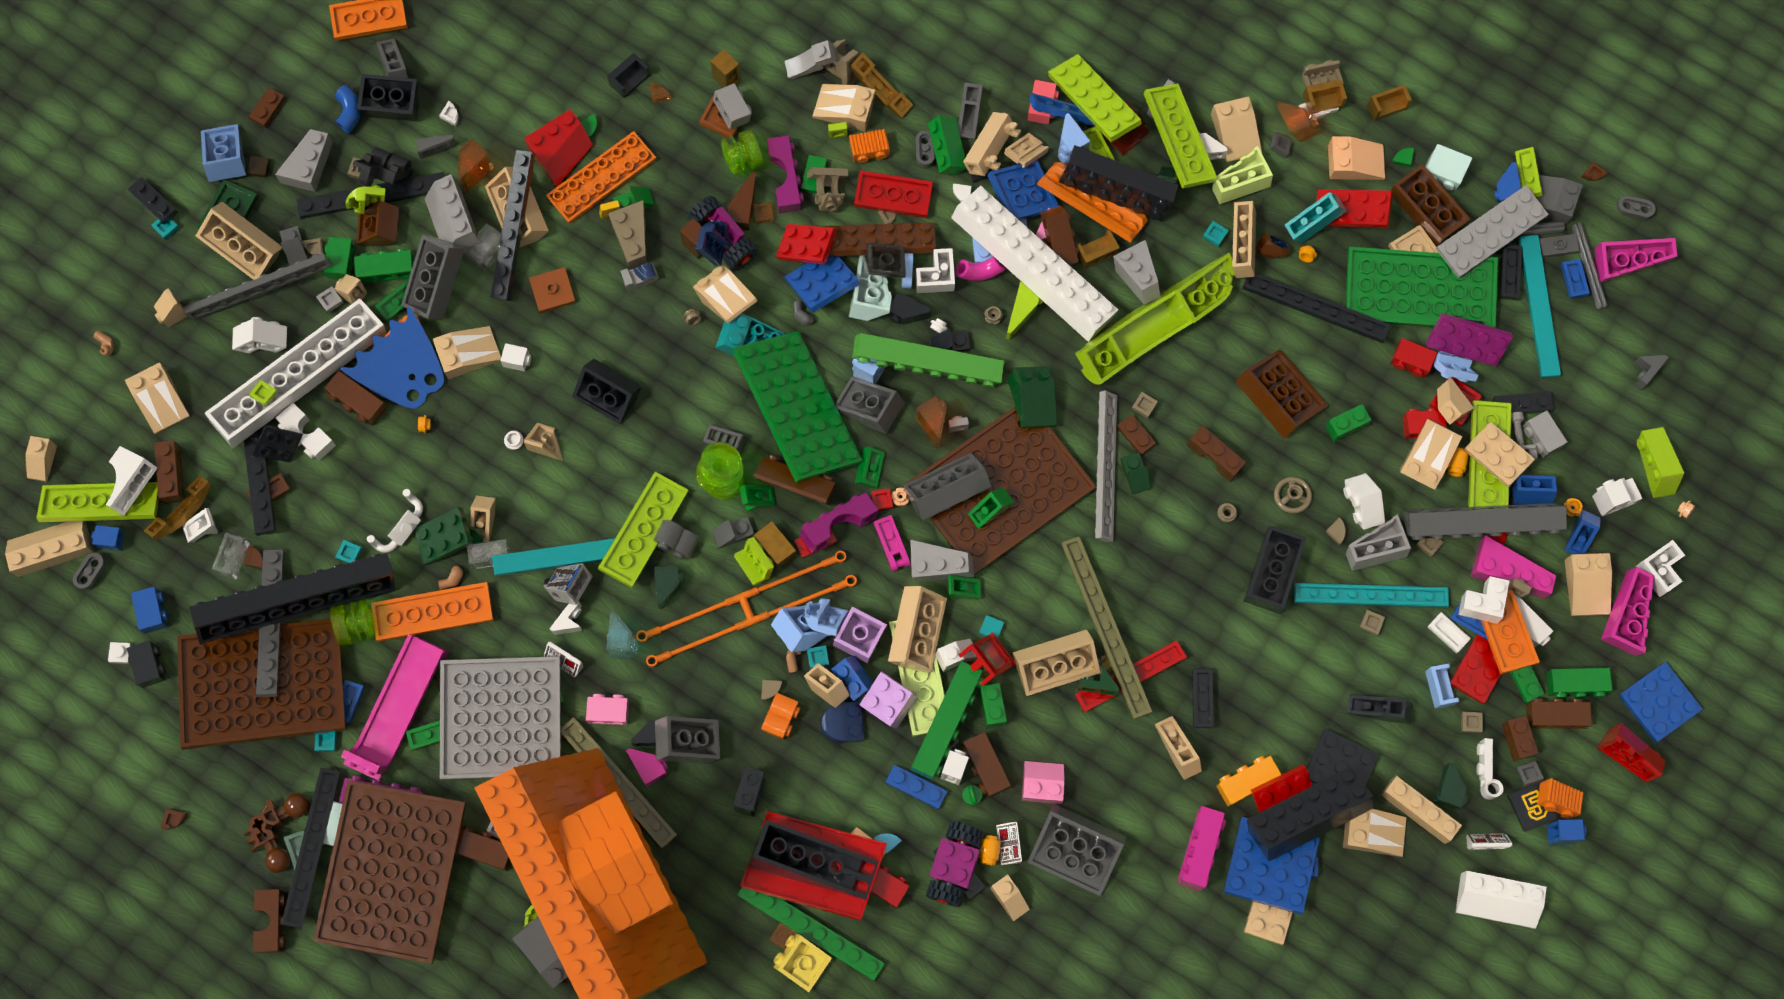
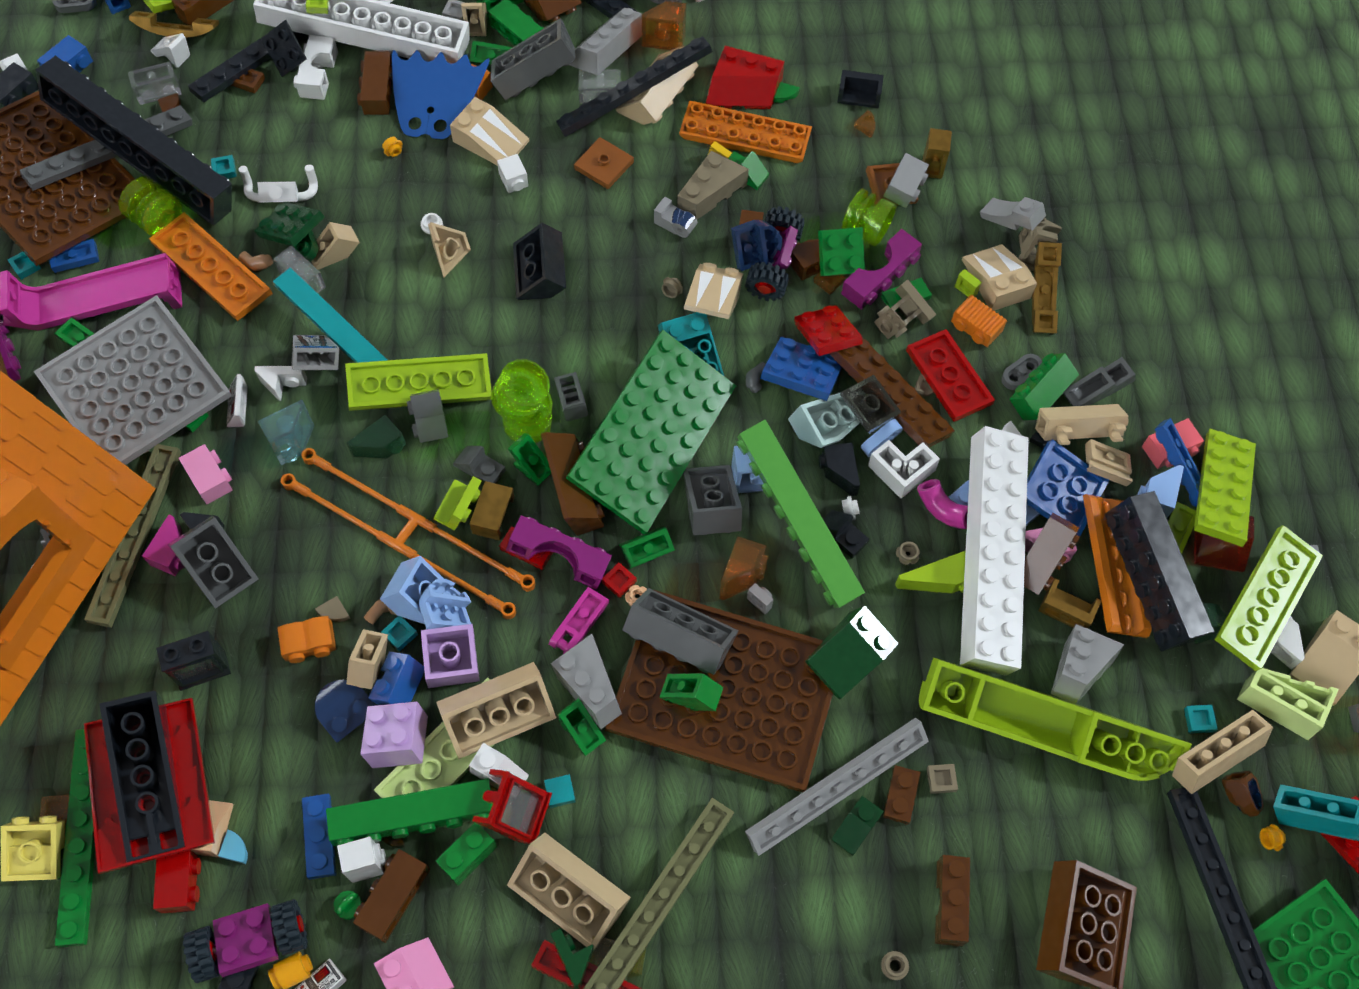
camera: 55 degrees right, 10 degrees down
(755, 190) = (841, 251): none -> green plate

